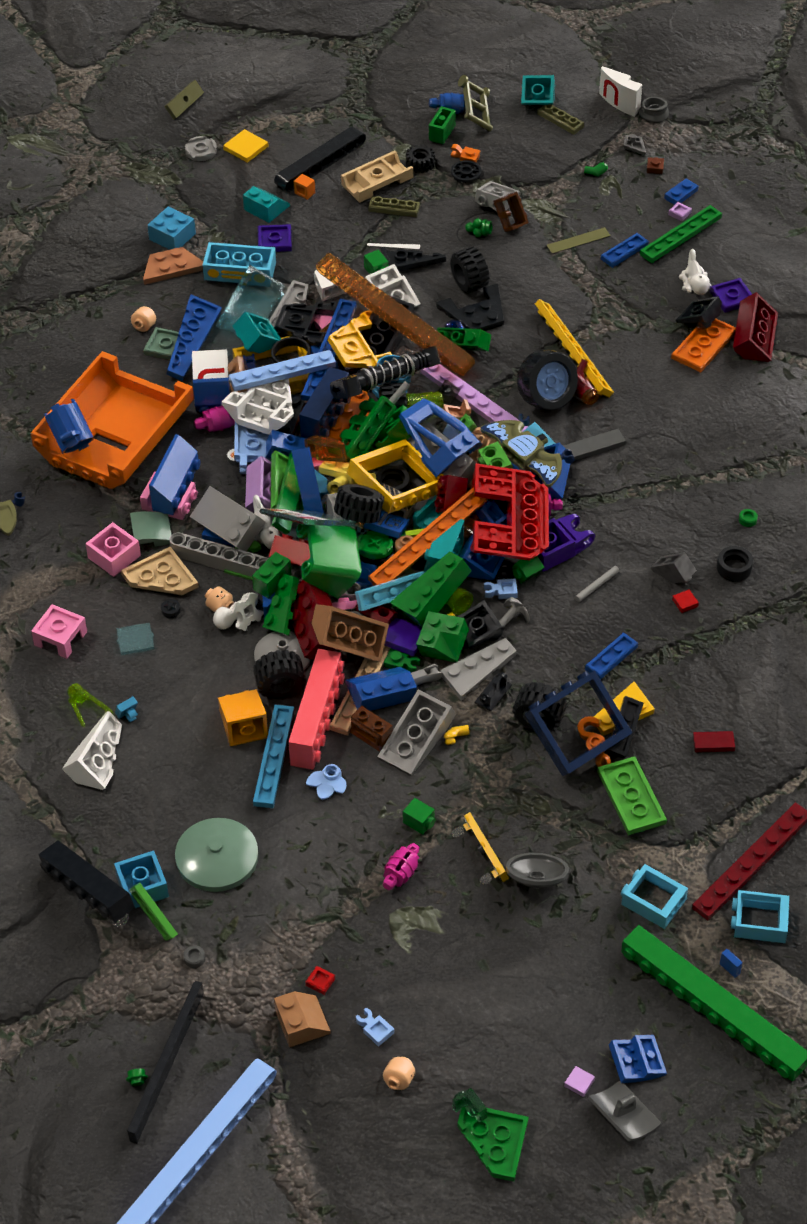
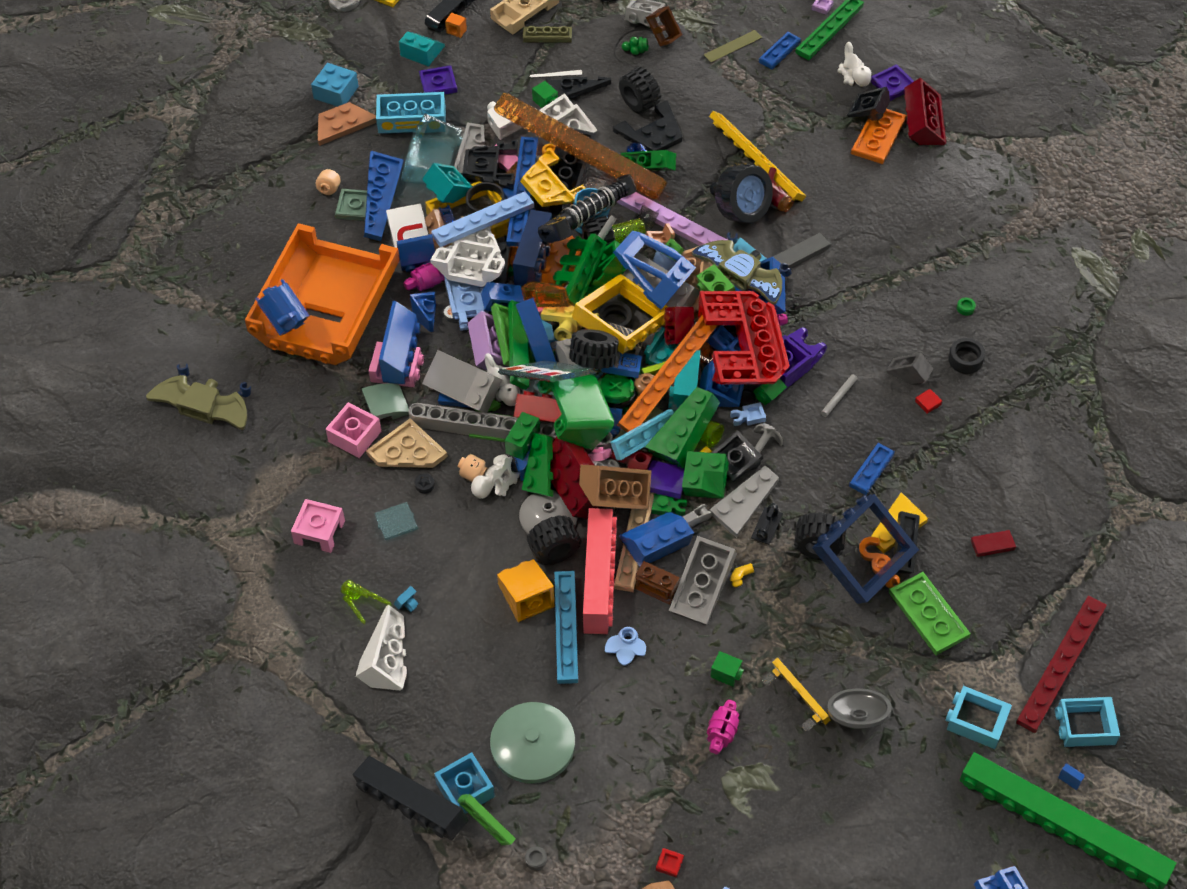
camera: 10 degrees left, 5 degrees up
(208, 447) = (424, 307): none -> blue slope

